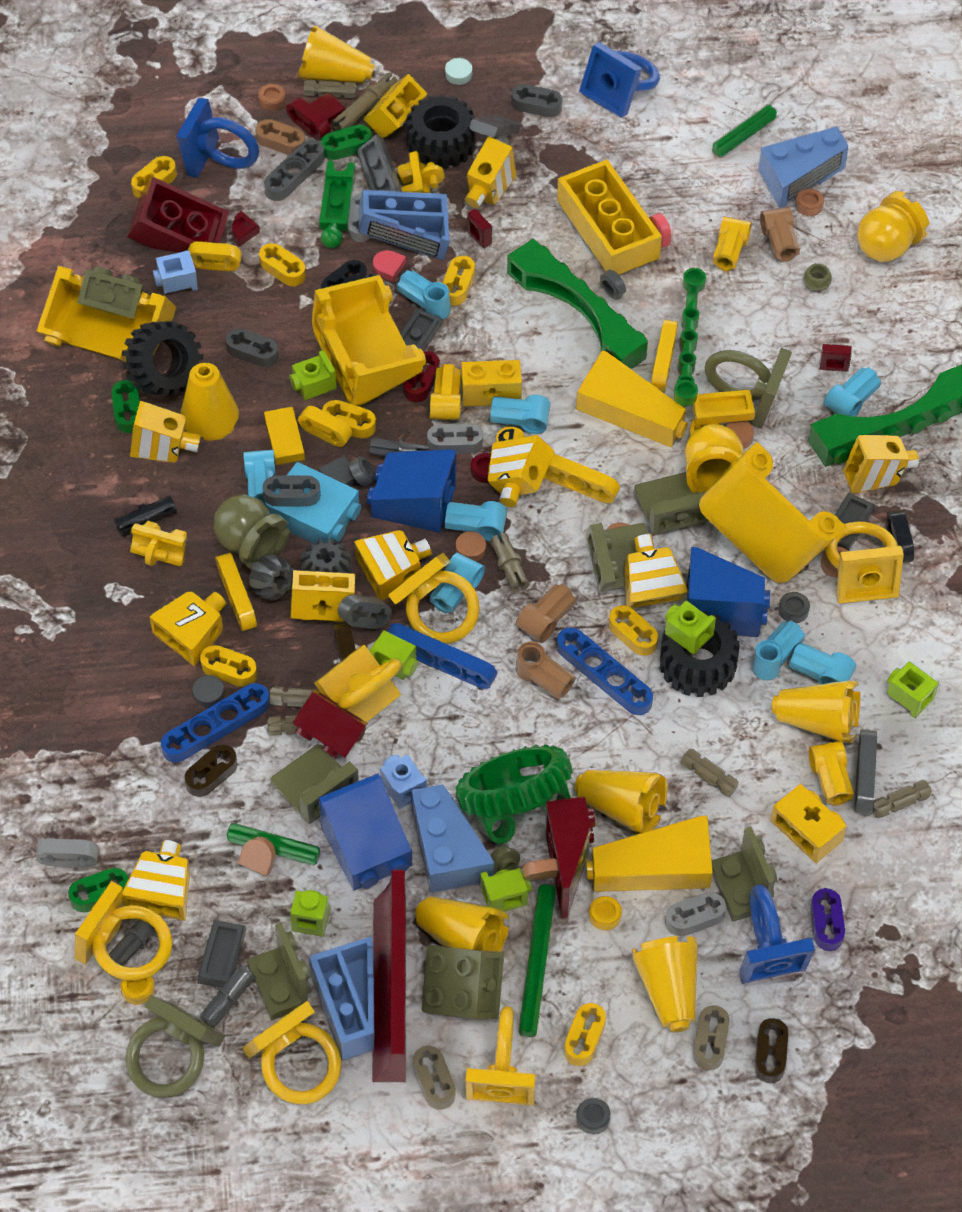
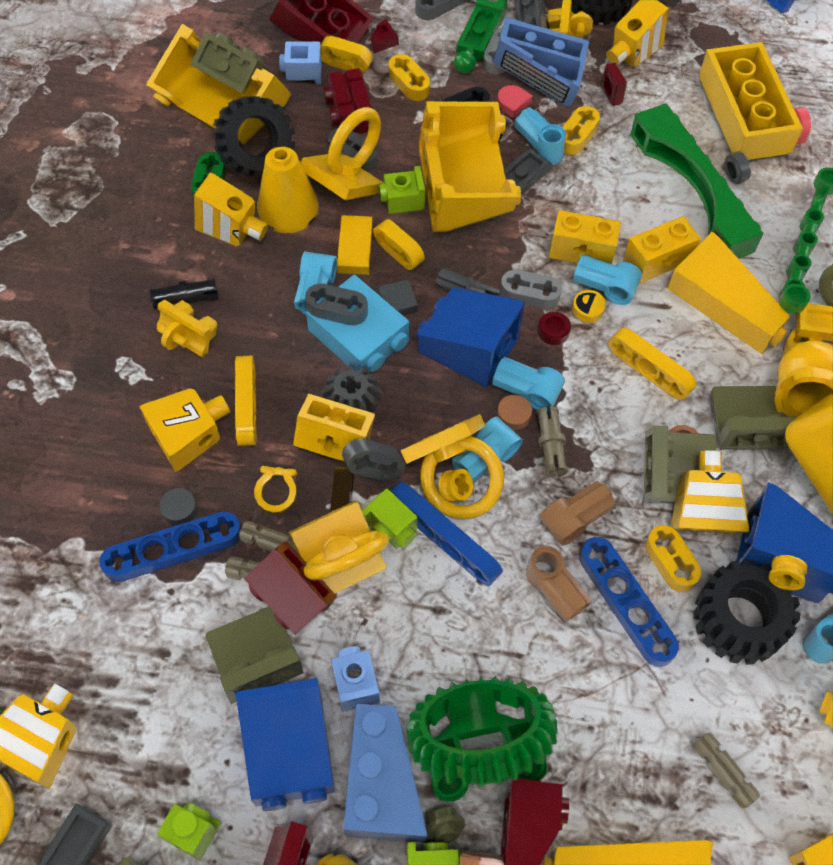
camera: 15 degrees right, 5 degrees up
(211, 770) = (145, 604): dark brown beam -> none
(229, 664) = (204, 488): yellow beam -> none
(235, 302) = (346, 94): none -> dark red brick
(249, 528) = (280, 337): olive tile -> none
(252, 371) = (341, 172): none -> yellow tile
(258, 855) = (157, 731): nougat tile -> none
(271, 577) = (285, 393): dark grey piece -> none
(284, 846) = (182, 719): green axle -> none
(294, 643) = (267, 474): none -> yellow piece
(353, 416) = (429, 240): yellow beam -> none
(362, 471) = (422, 300): dark grey tile -> none
(389, 560) = (421, 407): yellow torso -> none
(426, 378) = (519, 219): dark red beam -> none
(439, 615) = (455, 485): none -> yellow bush
(446, 399) = (532, 247): yellow piece -> none
(518, 467) = (589, 337): yellow torso -> none
(561, 374) = (661, 247): none -> yellow brick
(625, 796) = (612, 781): yellow cone -> none
(664, 354) = (777, 251): yellow beam -> none
(689, 626) = (741, 592): lime brick -> none
(722, 609) = (788, 572): none -> yellow bush

